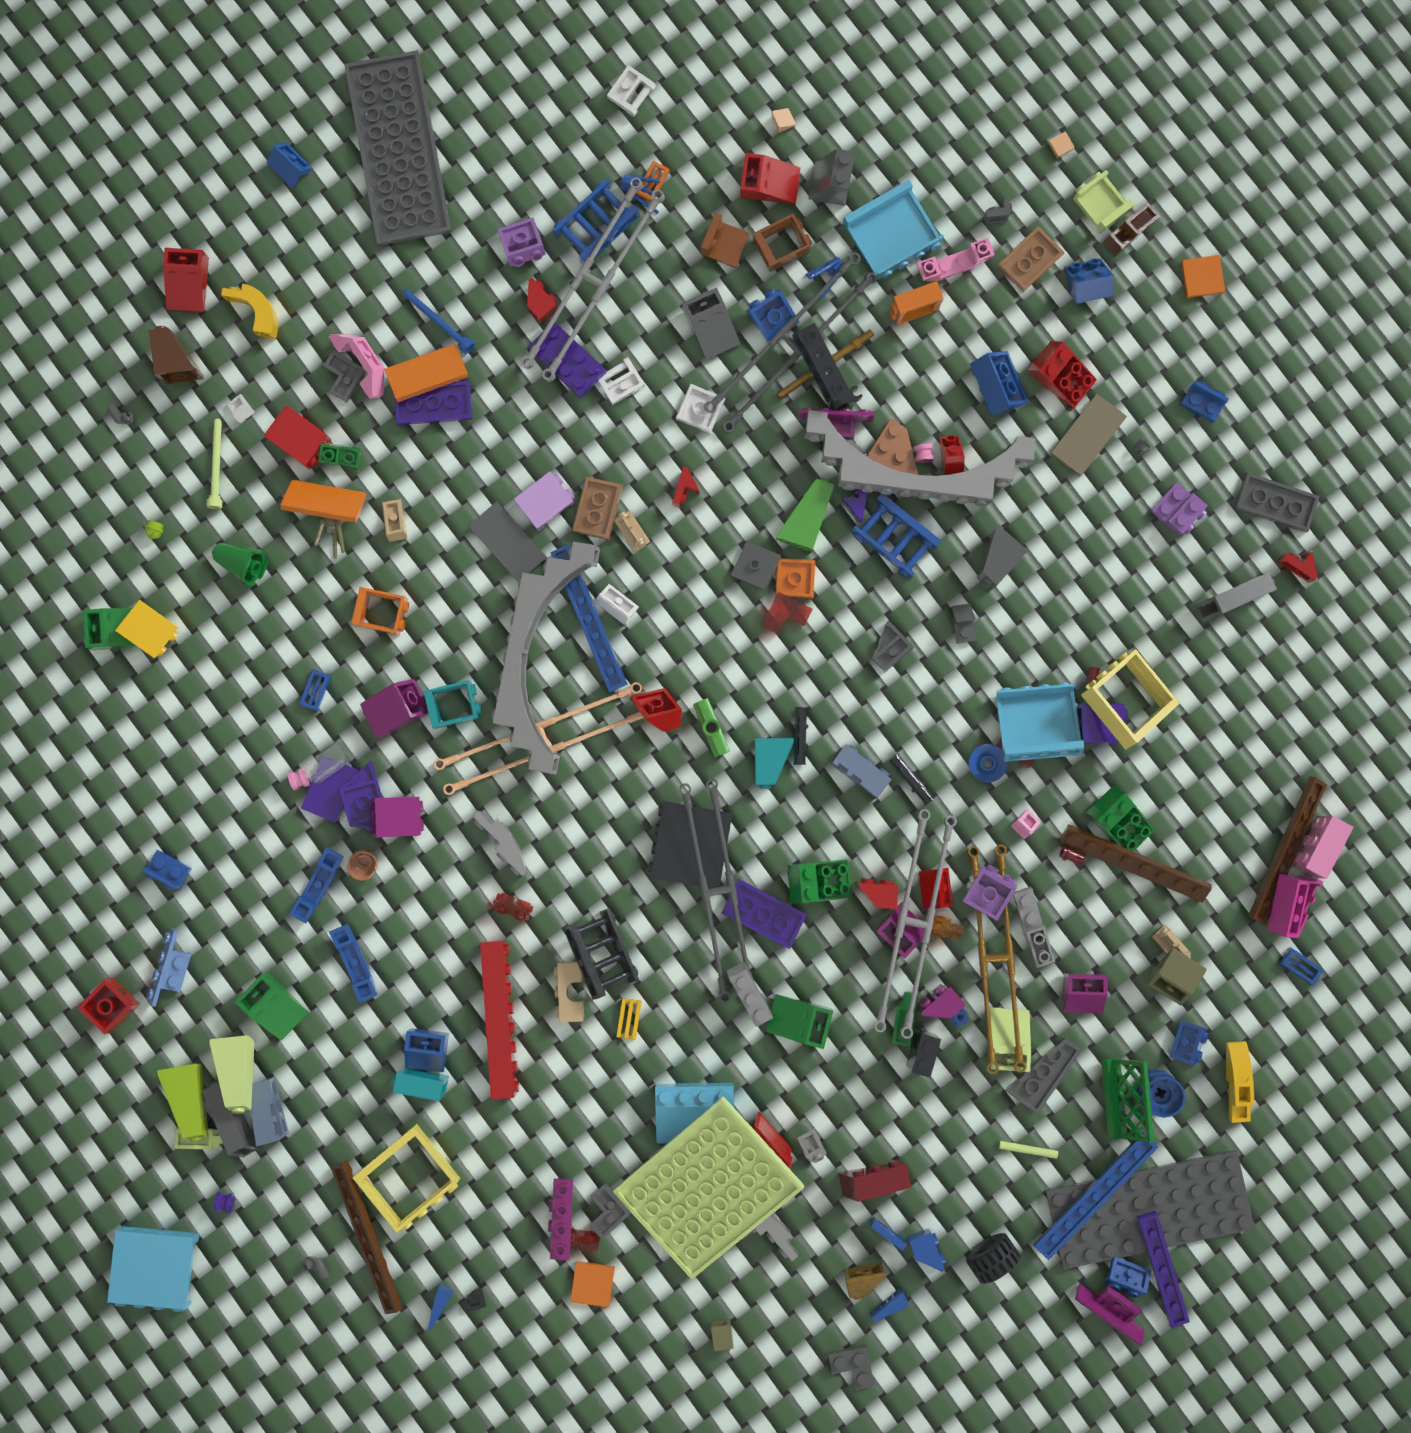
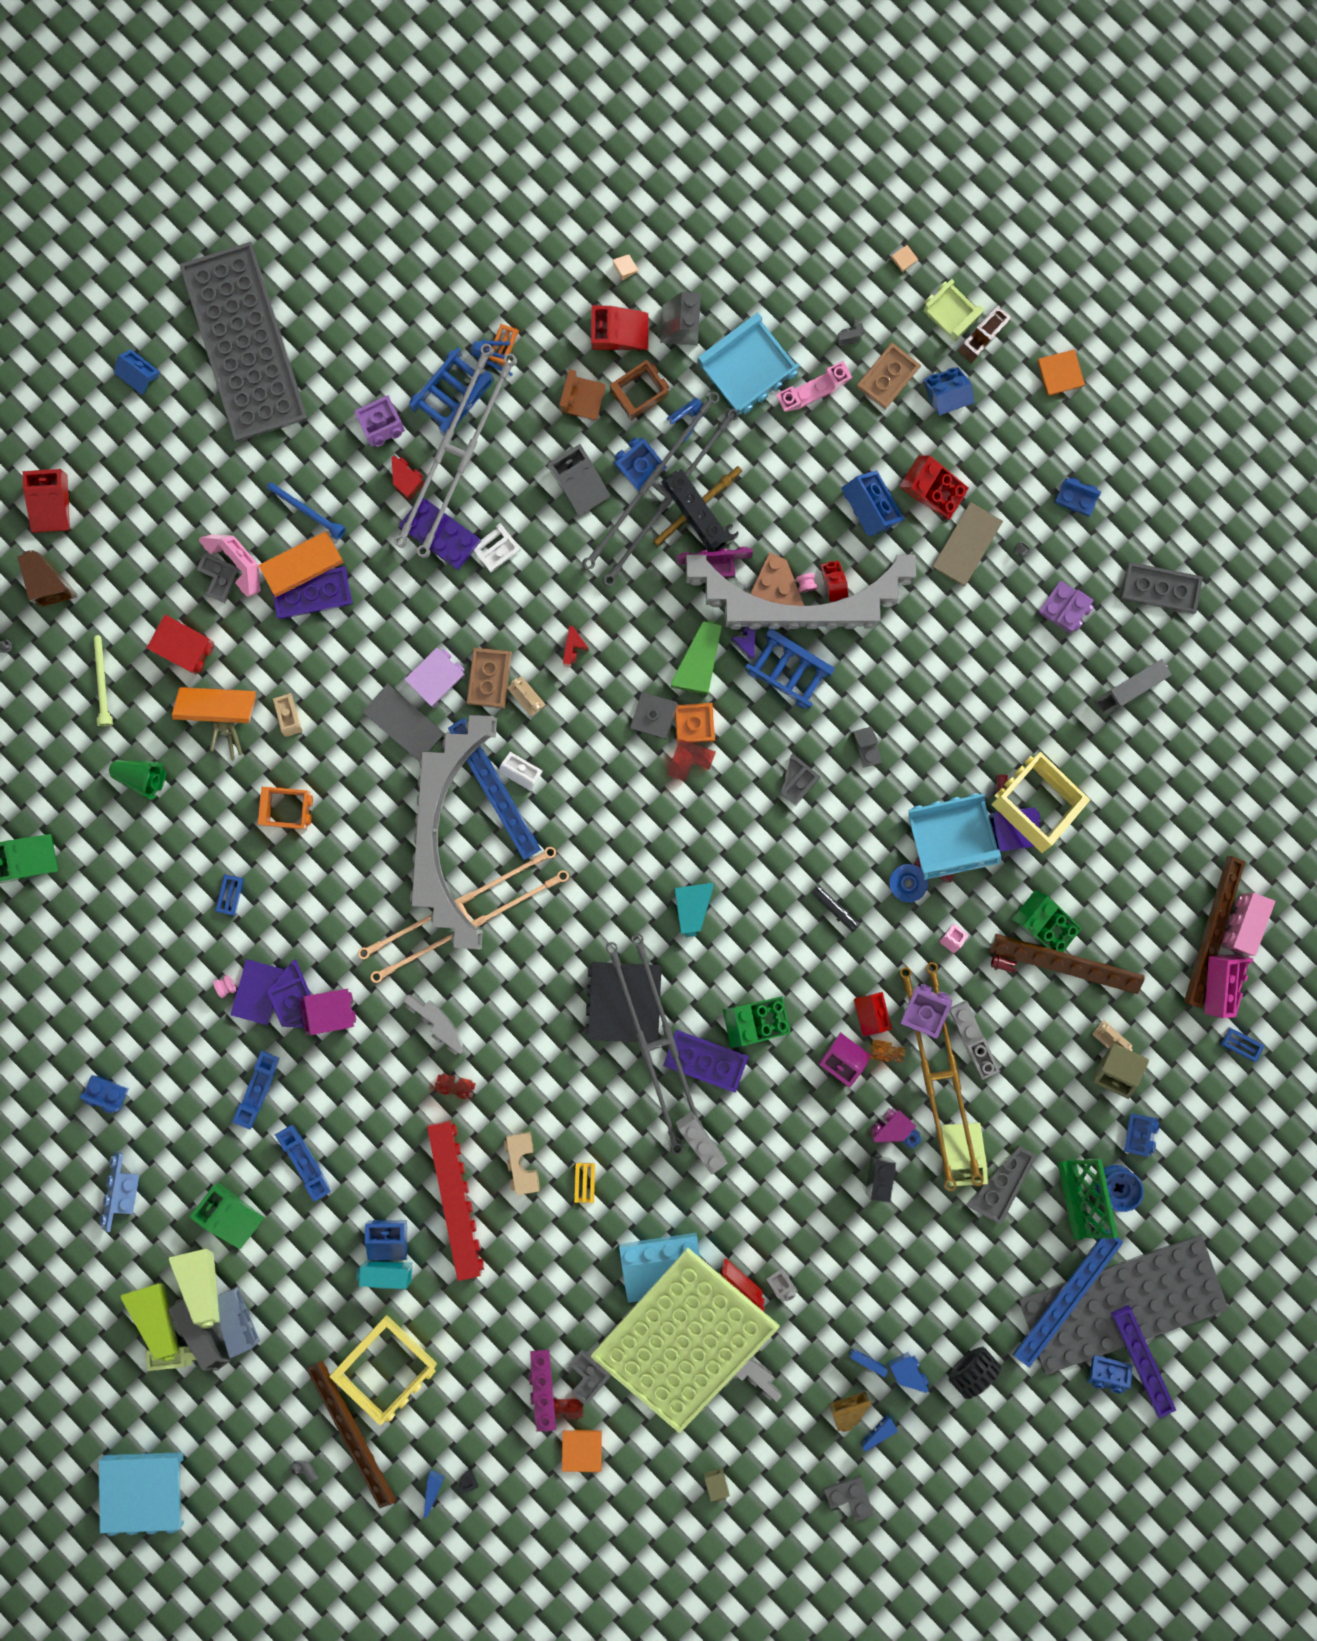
camera: 15 degrees left, 0 degrees up
(108, 1005) = (63, 1237): red brick -> none
(147, 629) = (54, 856): yellow brick -> none
(153, 529) = (47, 755): lime plate -> none
(224, 1202) = (204, 1418): dark purple wheel -> none
(240, 408) = (118, 622): white slope -> none
(265, 316) = (132, 527): yellow arch -> none
(327, 763) = (251, 966): clear panel -> none
(340, 455) = (225, 656): green slope -> none
(362, 865) = (299, 1063): nougat hair -> none
(394, 707) = (312, 902): magenta slope -> none
(433, 707) = (350, 897): teal window -> none
(582, 954) = (536, 1136): black fence -> none
(626, 86) = (464, 252): white plate -> none
(659, 709) = (575, 870): red slope -> none
(693, 411) = (571, 566): white tile -> none
(706, 715) = (623, 871): bright green piece -> none
(800, 735) = (719, 879): black pin -> none
(800, 1021) = (754, 1163): green slope -> none
(861, 770) = (784, 906): sand blue wedge -> none
(874, 1180) = (848, 1311): dark red wedge -> none
(880, 894) = (818, 1027): red slope -> none
(901, 1011) = (859, 1149): green hinge -> none
(916, 303) = (780, 434): orange window -> none
(926, 925) = (844, 1049): light grey bar -> none
(999, 558) = (894, 678): dark grey slope -> none
(1028, 1149) = (996, 1260): yellowish green bar -> none
(1085, 992) = (1032, 1098): magenta slope -> none
(1114, 1310) = (1100, 1408): magenta bracket -> none
(1240, 1081) = (1196, 1165): yellow slope -> none
(1304, 569) = (1196, 650): red slope -> none

